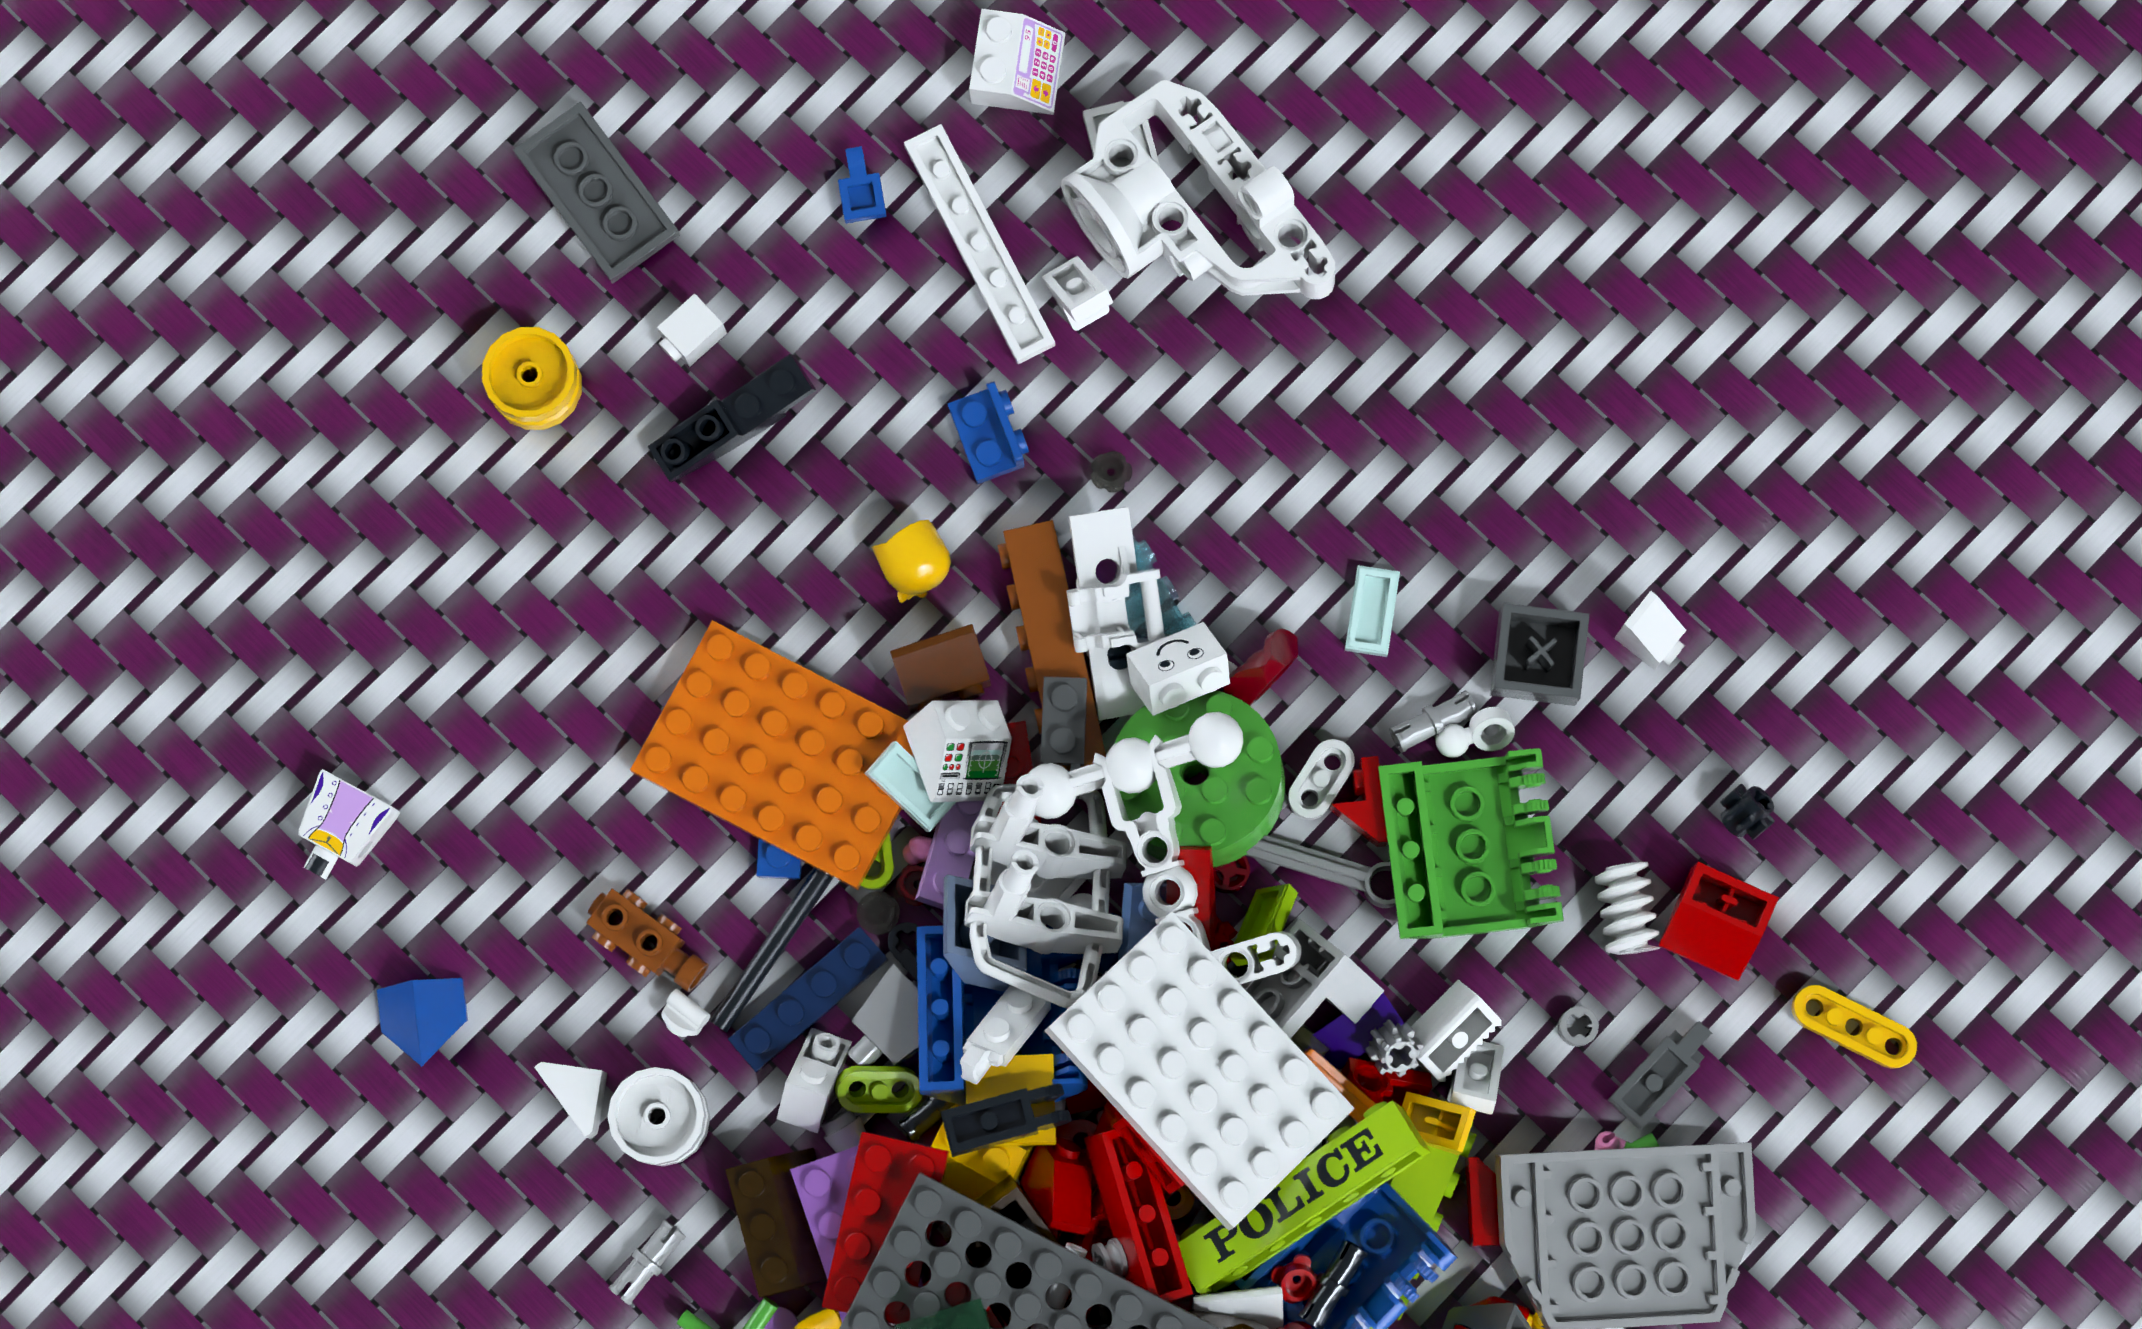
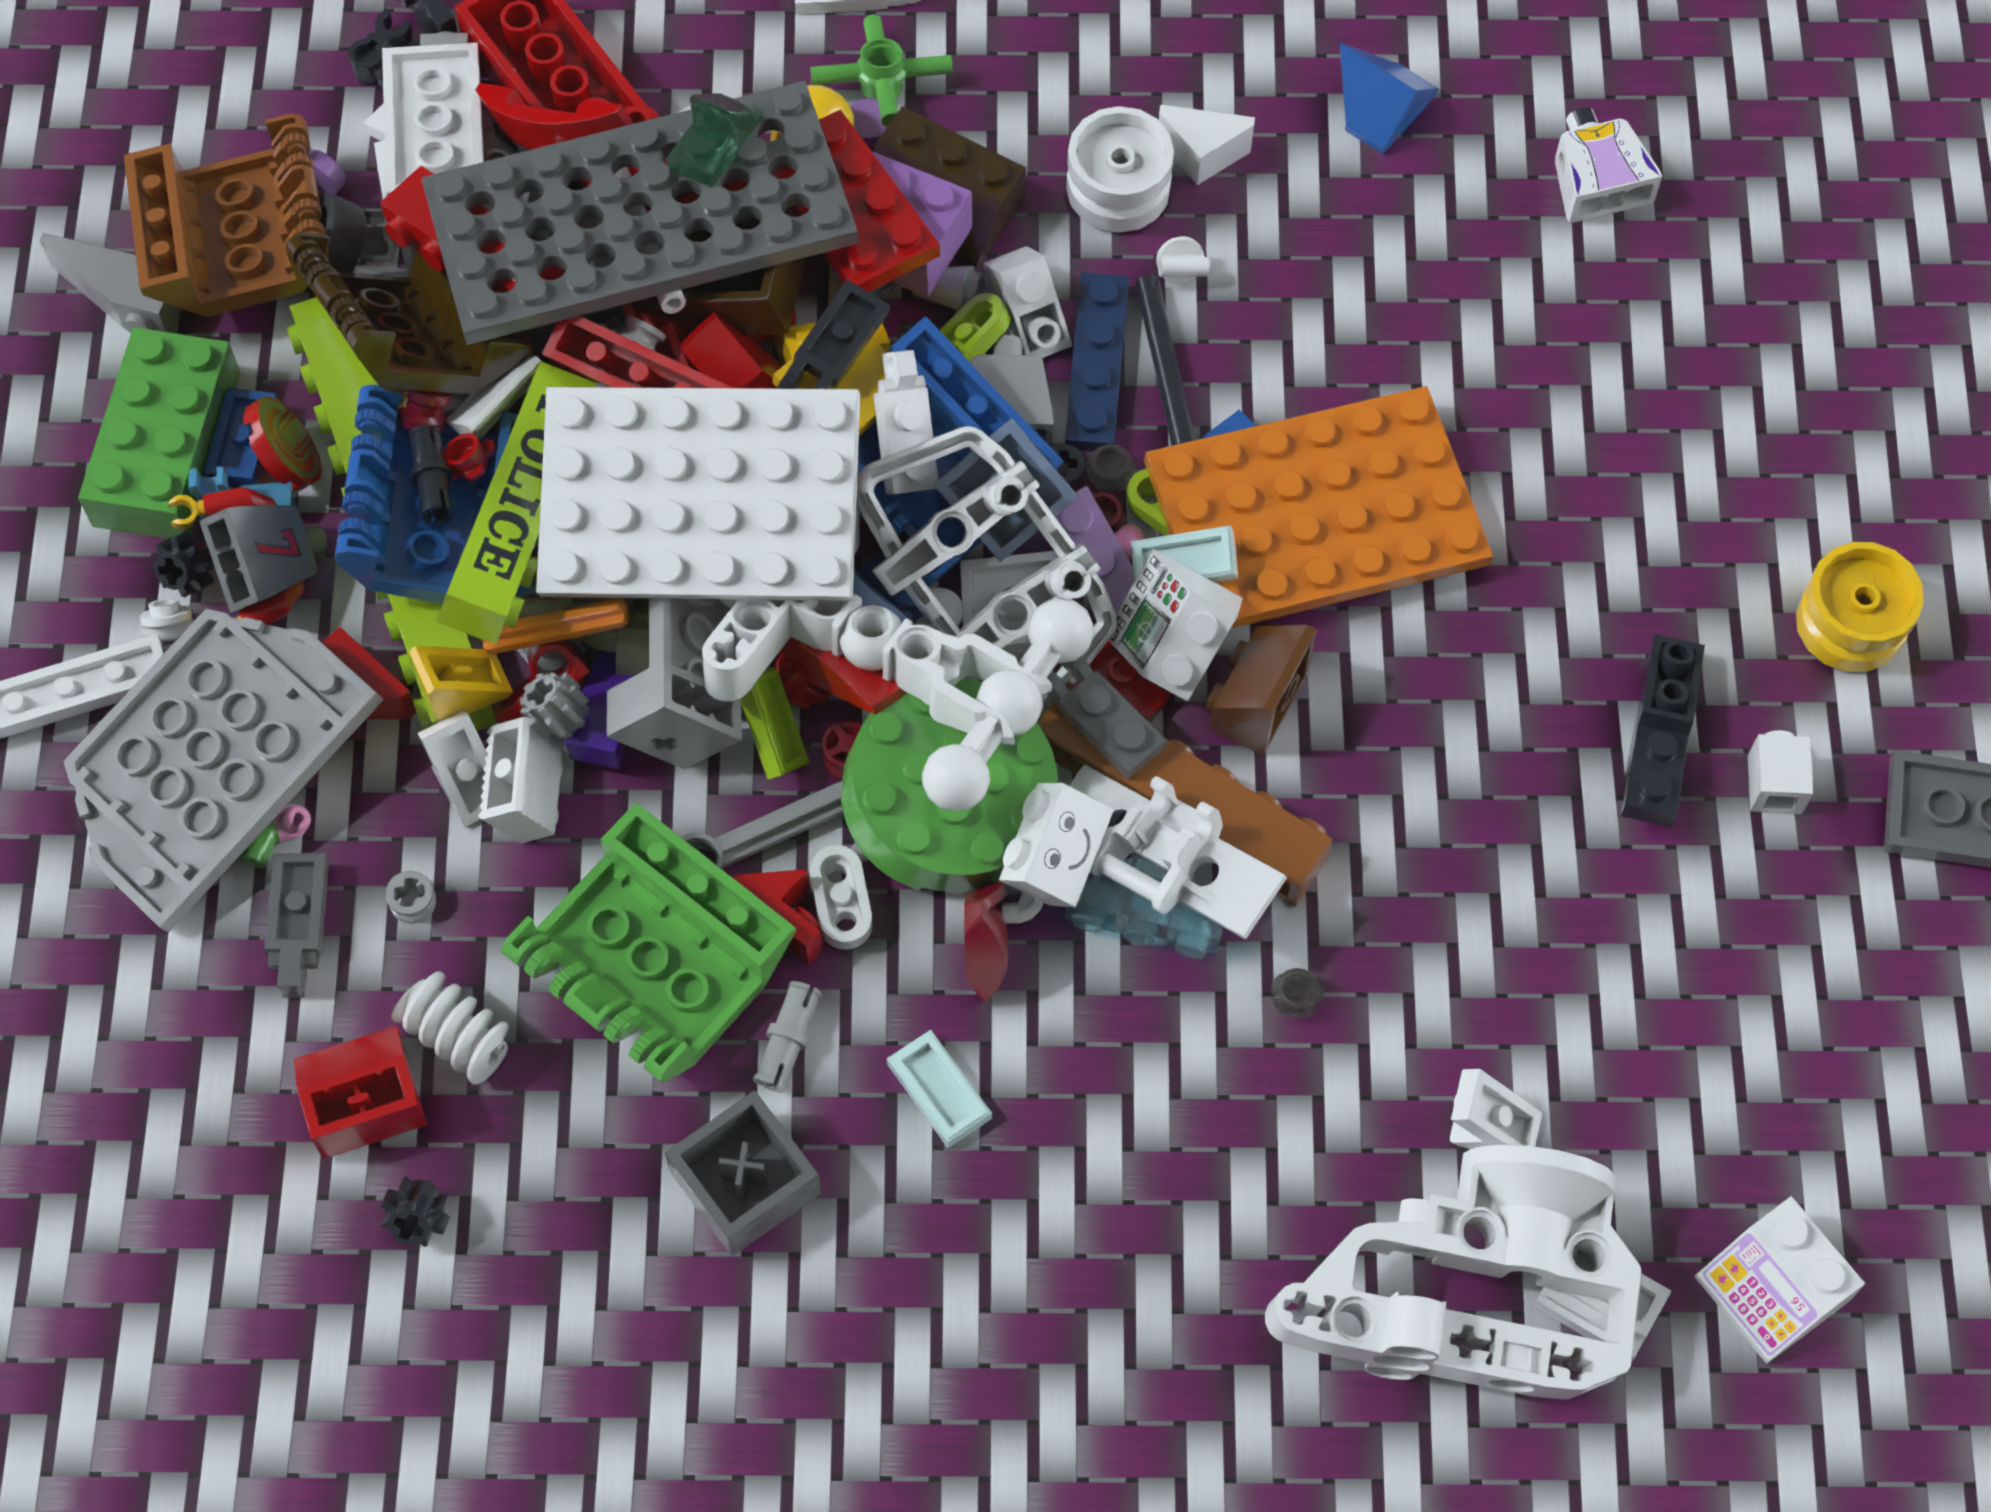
camera: 130 degrees right, 15 degrees down
(633, 931) = (1277, 289): dark orange brick -> none
(647, 1262) = (1019, 81): light grey pin -> none
(861, 193) = (1778, 1028): blue plate -> none
(914, 560) = (1382, 753): yellow helmet -> none
(979, 244) = (1628, 1083): white plate -> none
(987, 433) = (1437, 927): blue bracket -> none
(1488, 730) = (731, 1071): white plate -> none
(1652, 632) = (654, 1290): white slope -> none
(1873, 1032) = (122, 1113): yellow plate -> none

